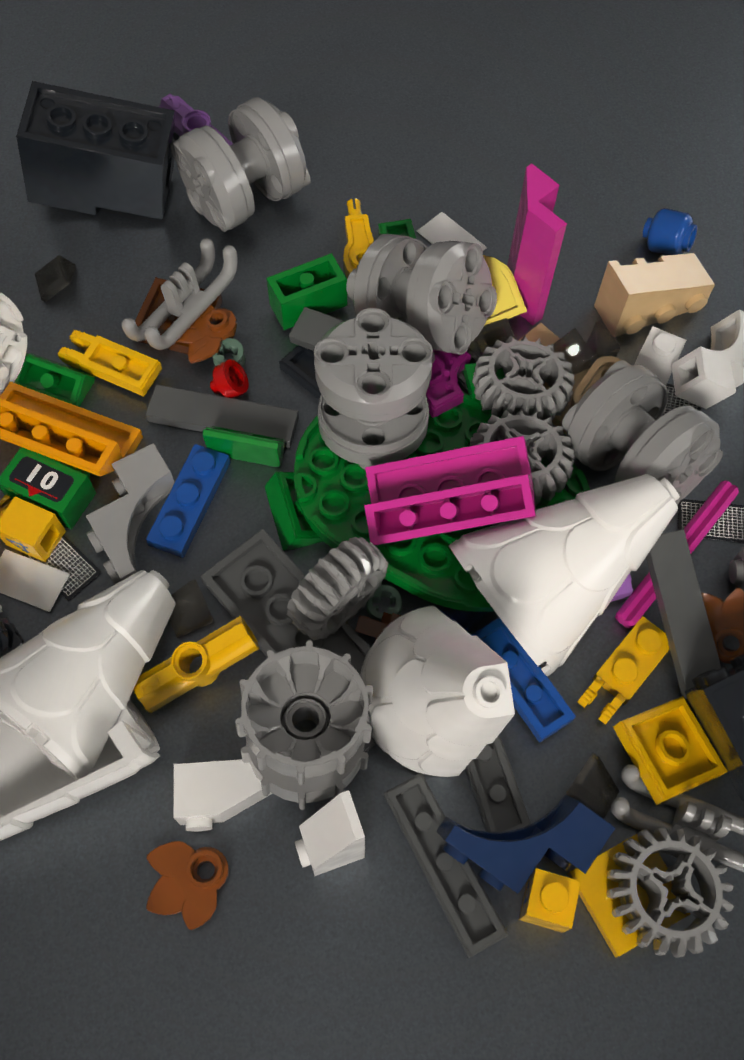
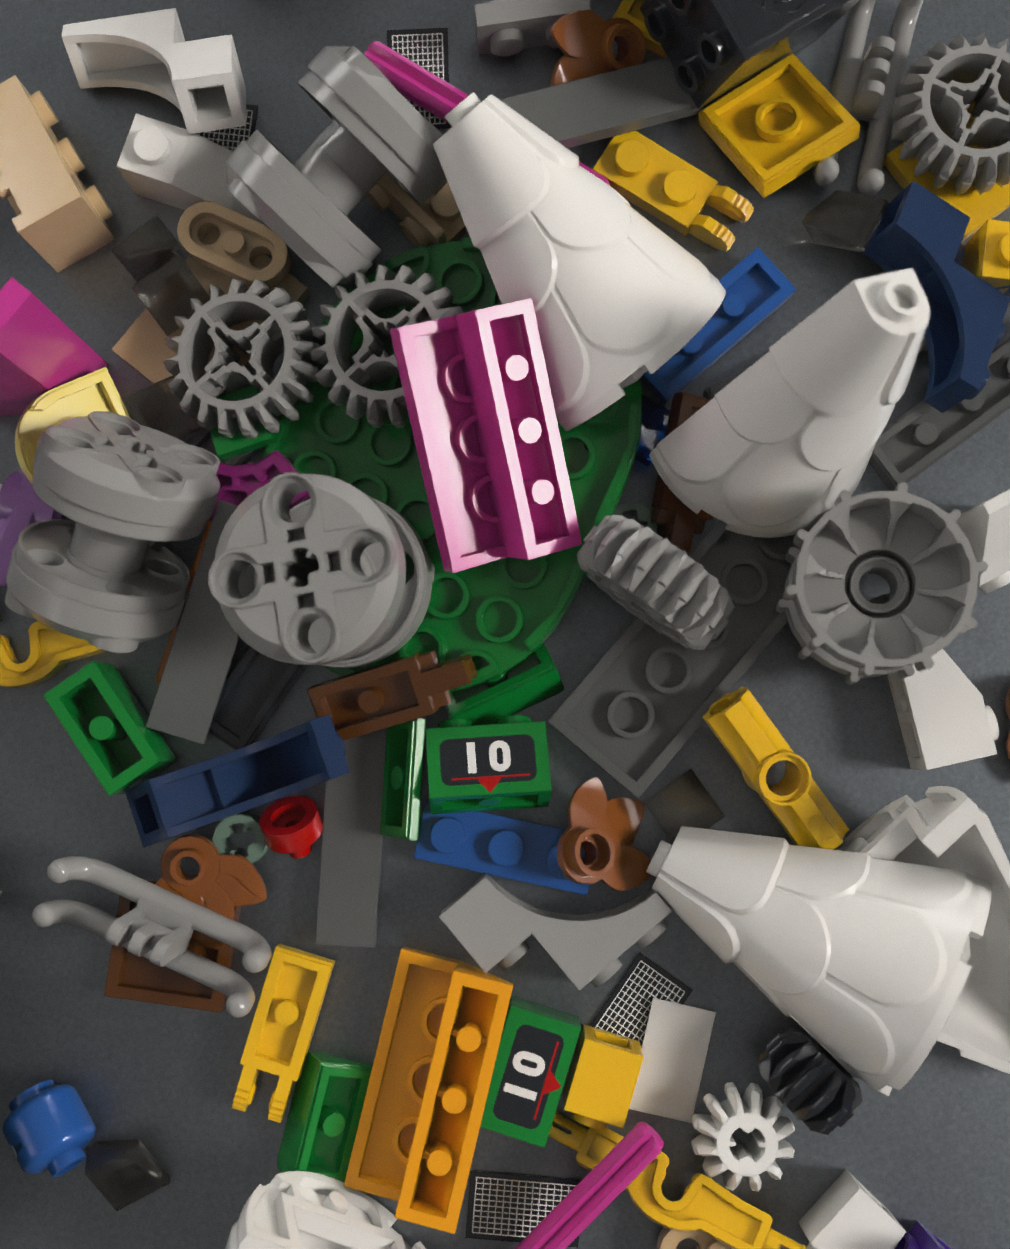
camera: 90 degrees left, 20 degrees up
(89, 242) = (48, 1128): none -> blue head
(180, 556) = (607, 834): none -> dark orange plate
(241, 487) = (488, 765): none -> brick
(261, 348) = (237, 781): none -> dark blue arch
(297, 433) = (390, 692): none -> reddish brown hinge

